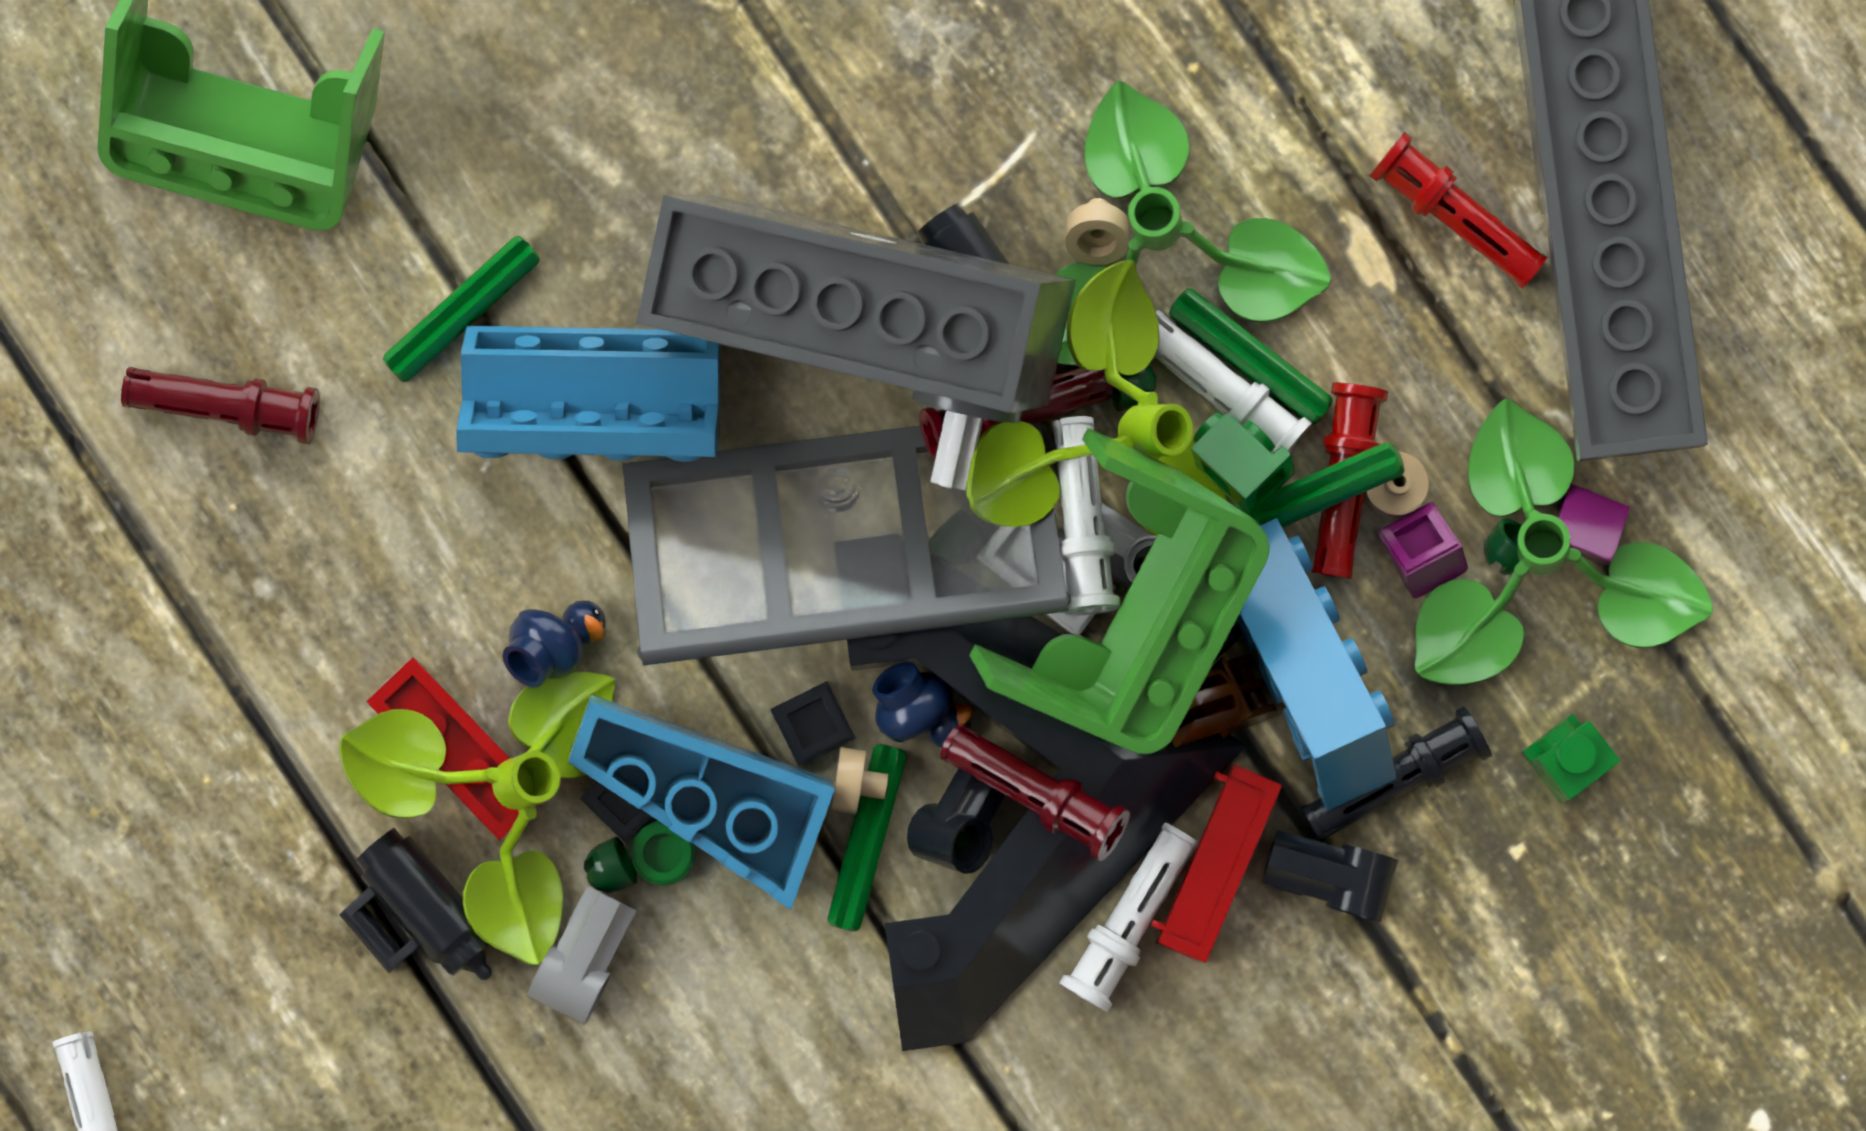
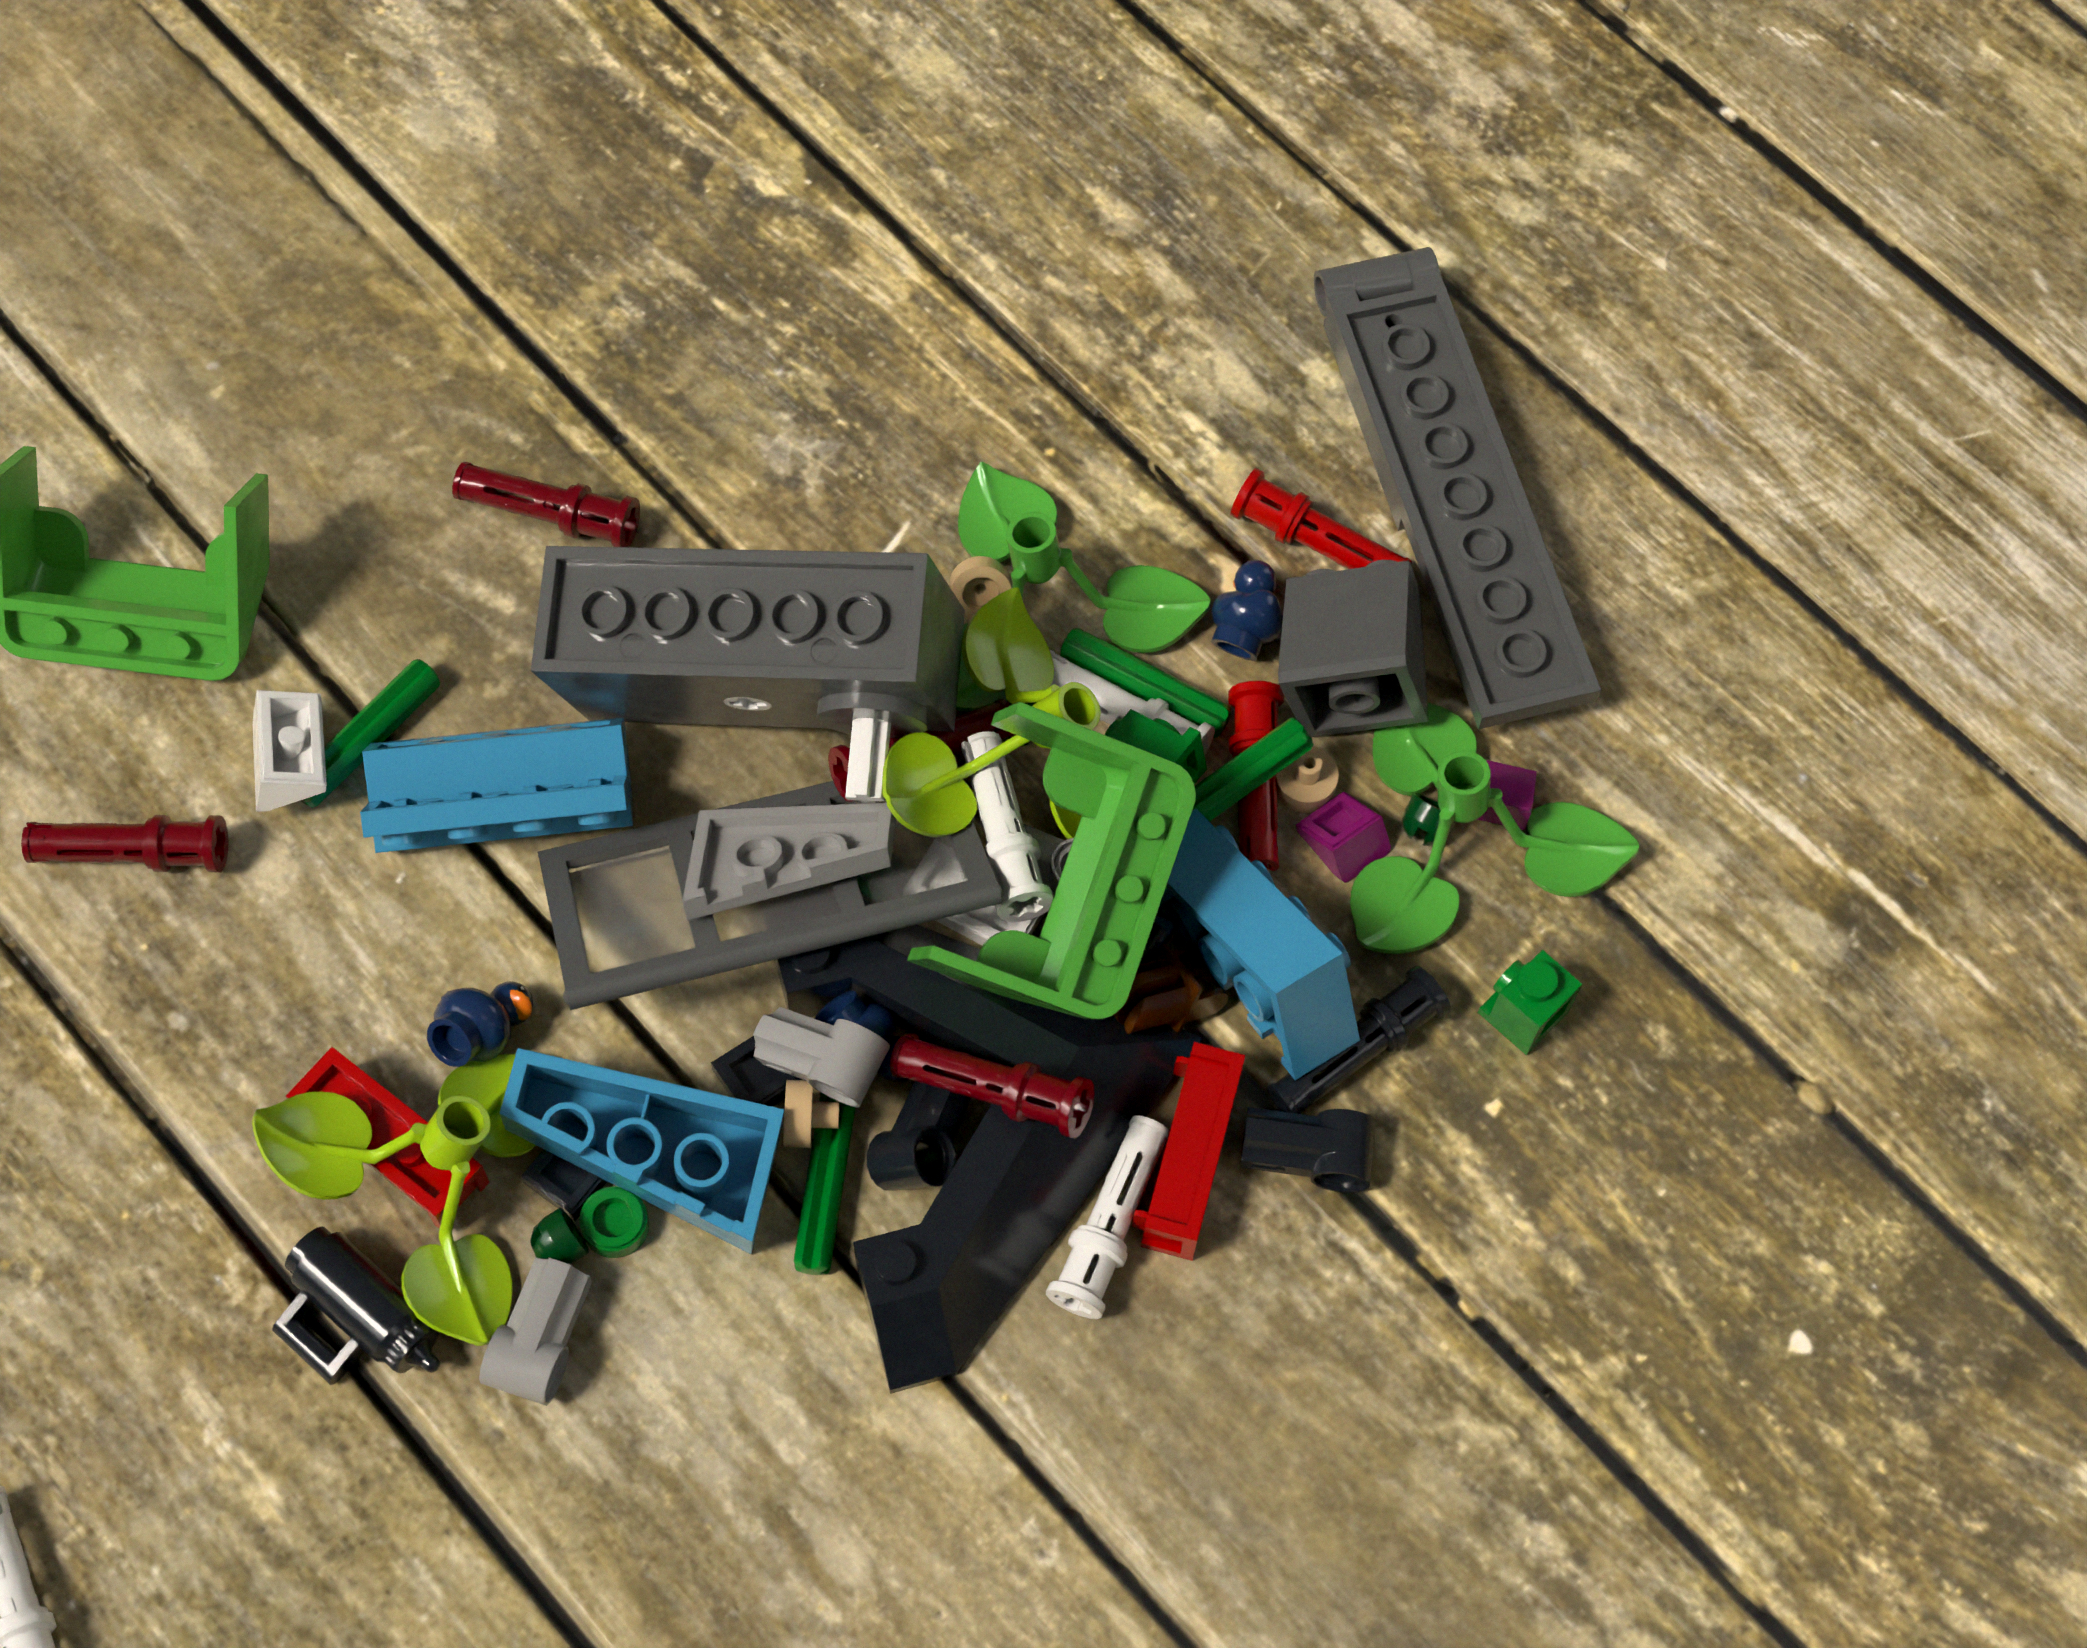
camera: 10 degrees left, 20 degrees down
(384, 323) = (287, 748): none -> white slope
(690, 83) = (576, 504): none -> dark red pin
(861, 524) = (782, 850): none -> light grey wing
(886, 738) = (831, 1058): none -> light grey piece
(1360, 301) = (1250, 614): none -> dark blue animal
(1466, 357) = (1354, 649): none -> dark grey slope

